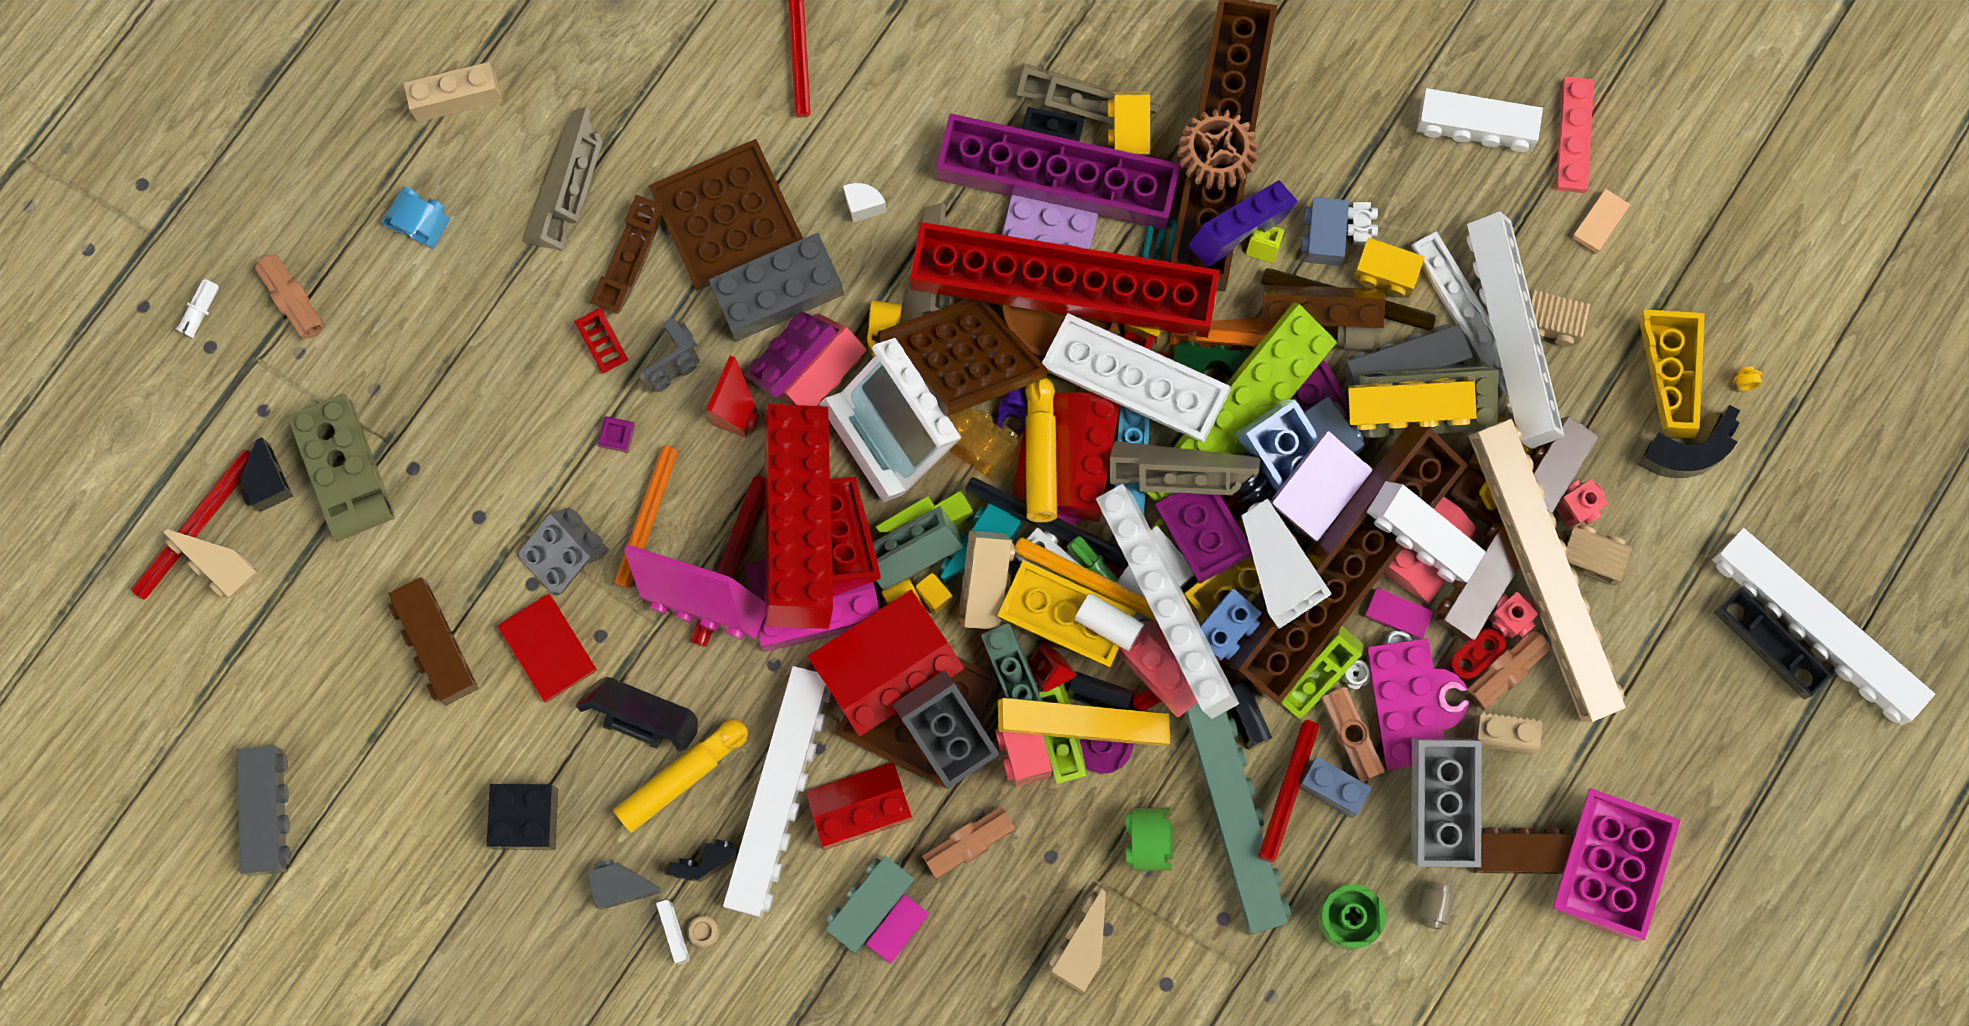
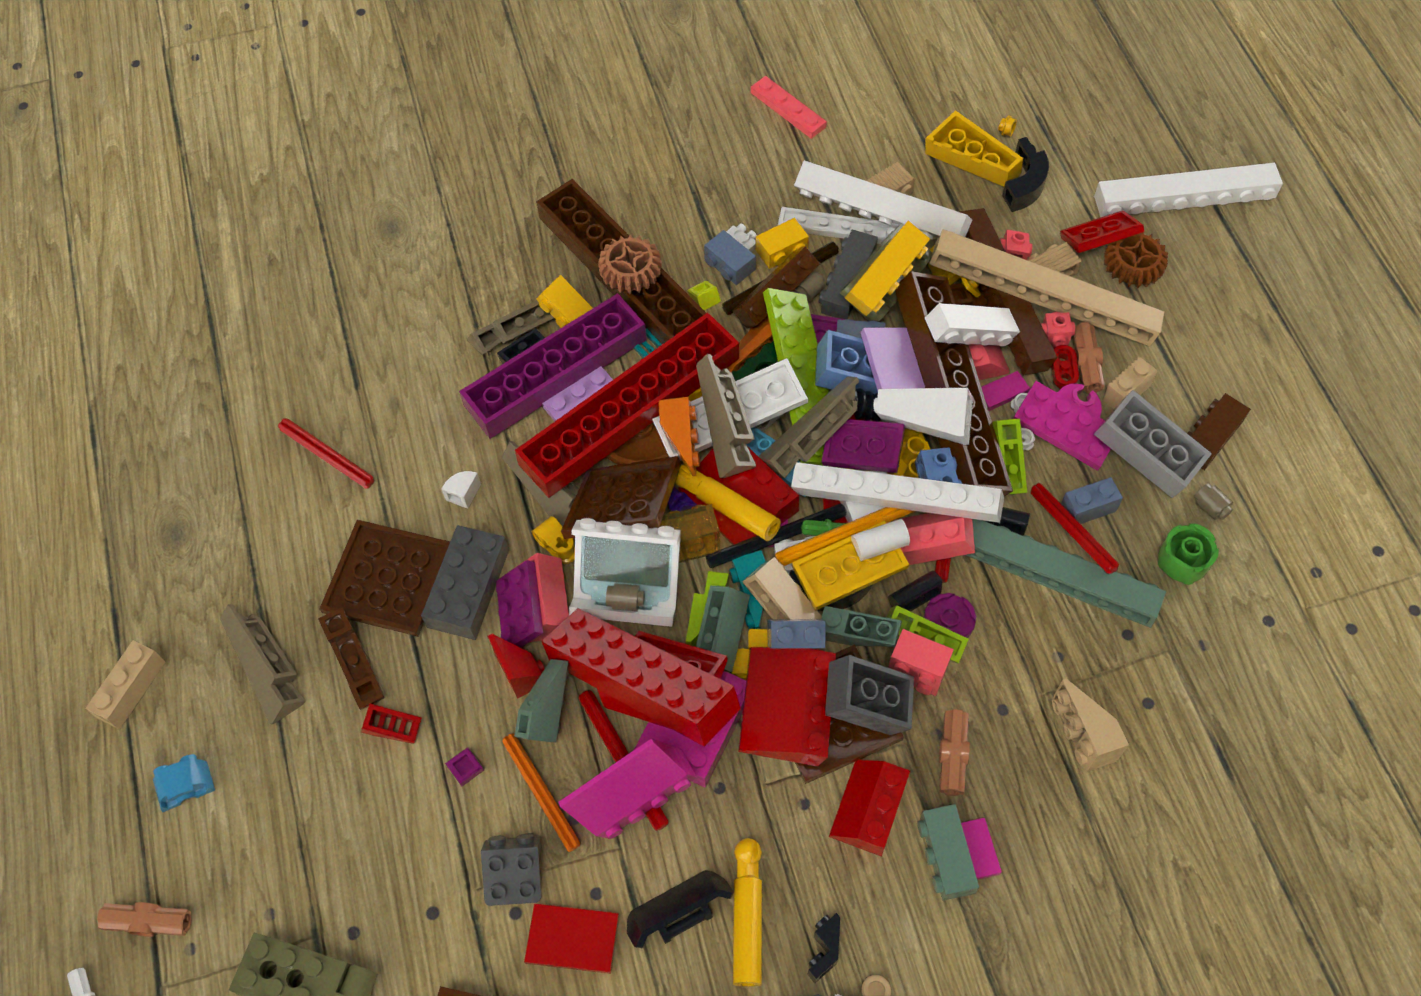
camera: 50 degrees left, 15 degrees down
(679, 362) = (449, 668): dark grey bracket -> none
(712, 455) = (541, 709): none -> sand green slope
(777, 793) = (817, 856): white brick -> none
(872, 439) = (625, 597): none -> dark tan brick
(953, 618) = (796, 633): none -> sand blue brick
(1050, 668) = (879, 604): red slope -> none
(1072, 346) = (677, 424): none -> orange slope
(1083, 722) = (932, 610): yellow tile -> none
(1119, 381) = (726, 419): none -> dark tan wedge
(1150, 839) = (1044, 632): bright green brick -> none
(1228, 229) = (686, 287): dark purple arch -> none
(1343, 716) = (1050, 464): nougat piece -> none
(1479, 120) = (736, 140): white brick -> none
(1601, 221) = (850, 129): light nougat tile -> none
(1616, 865) = (1266, 383): dark pink slope -> none
(1674, 622) = (1136, 260): none -> dark orange gear
(1679, 575) = (1101, 231): none -> red tile
(1773, 643) = (1188, 219): black piece -> none

